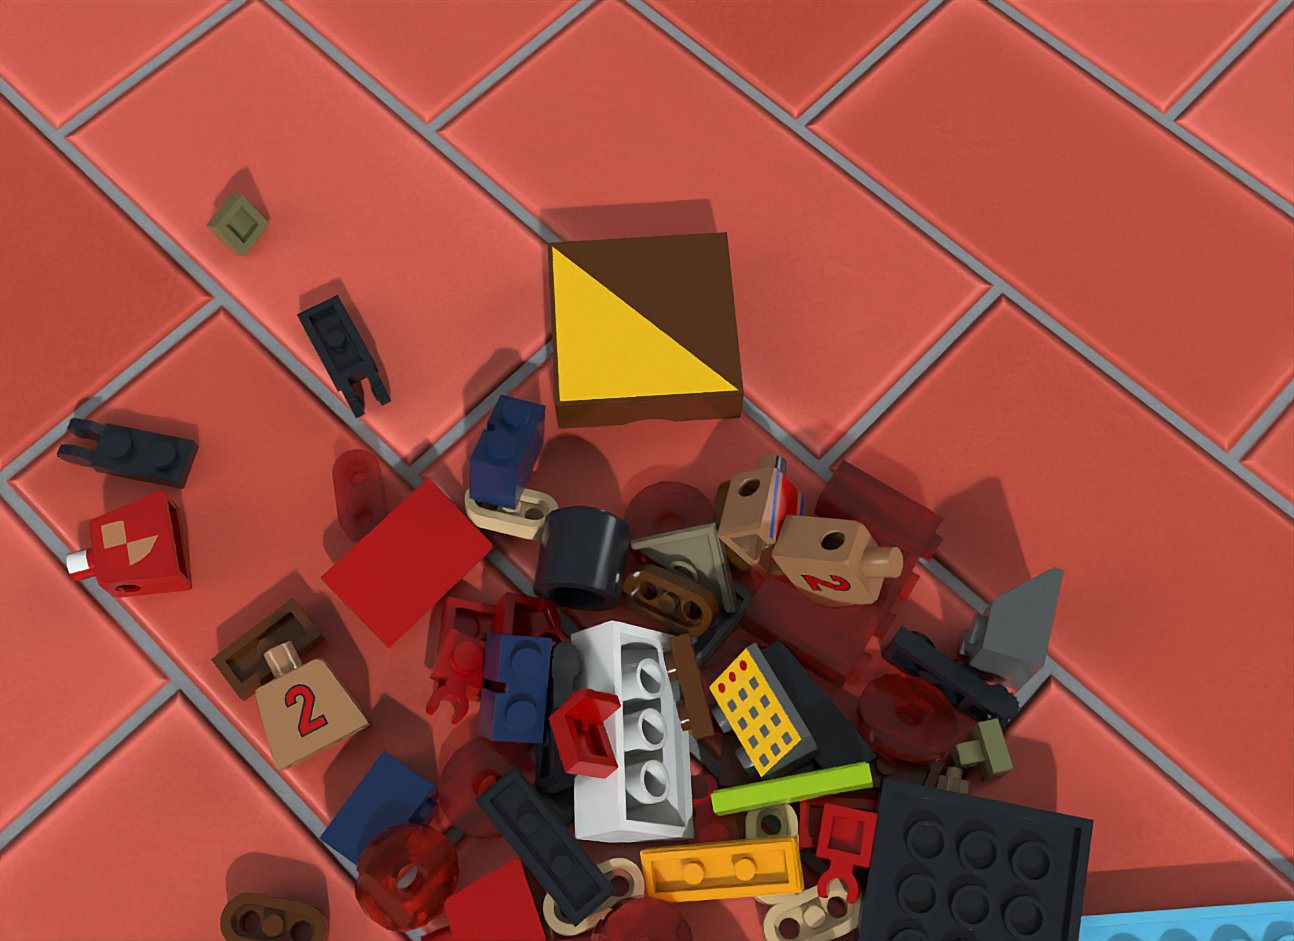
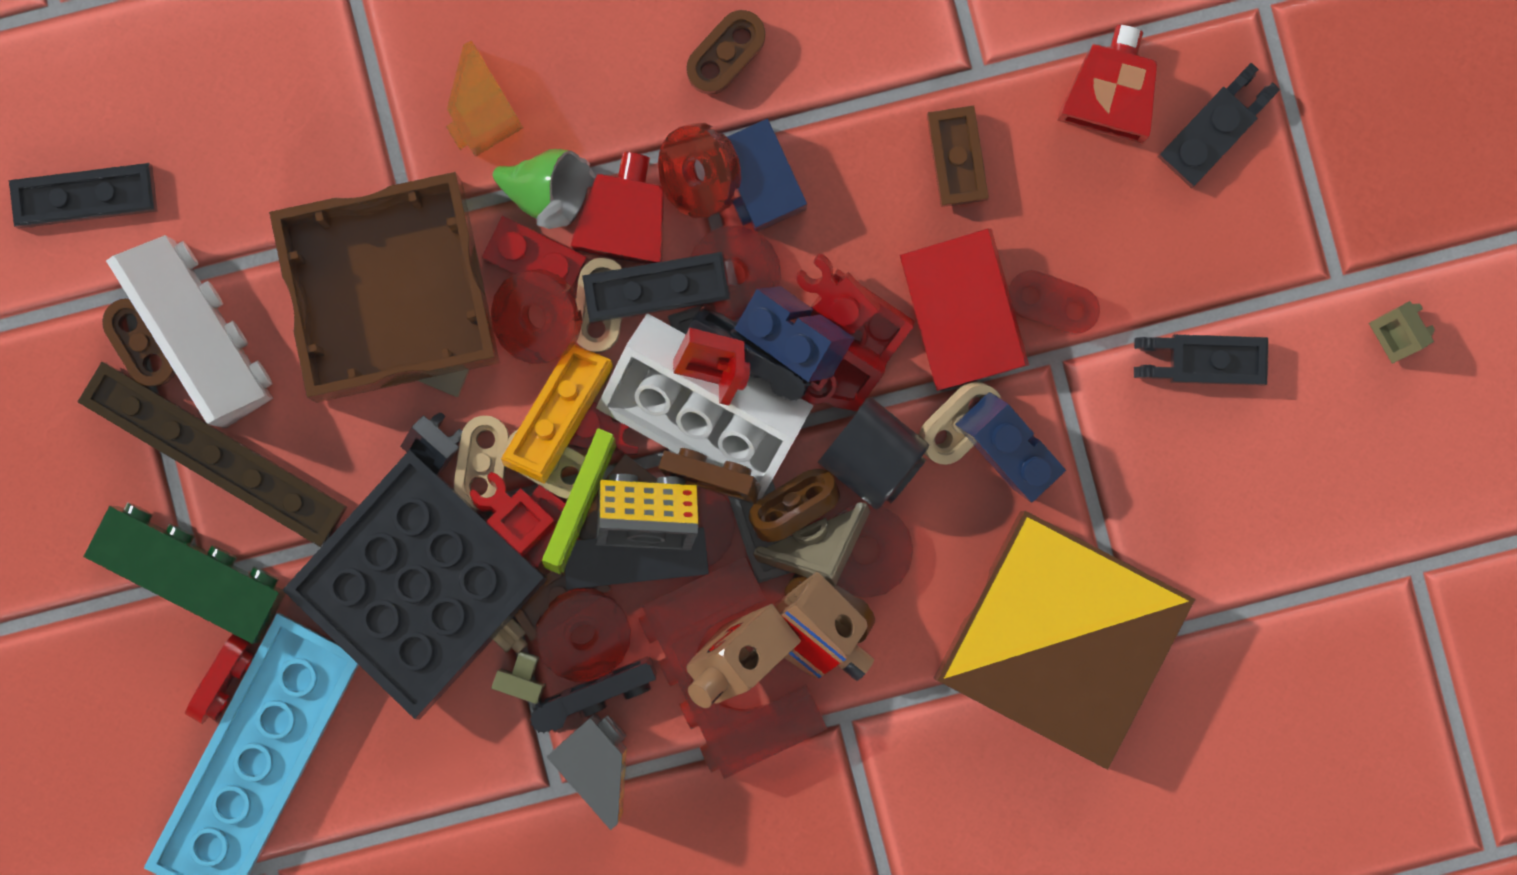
camera: 120 degrees right, 20 degrees up
(305, 707) = (884, 162): medium nougat torso -> none

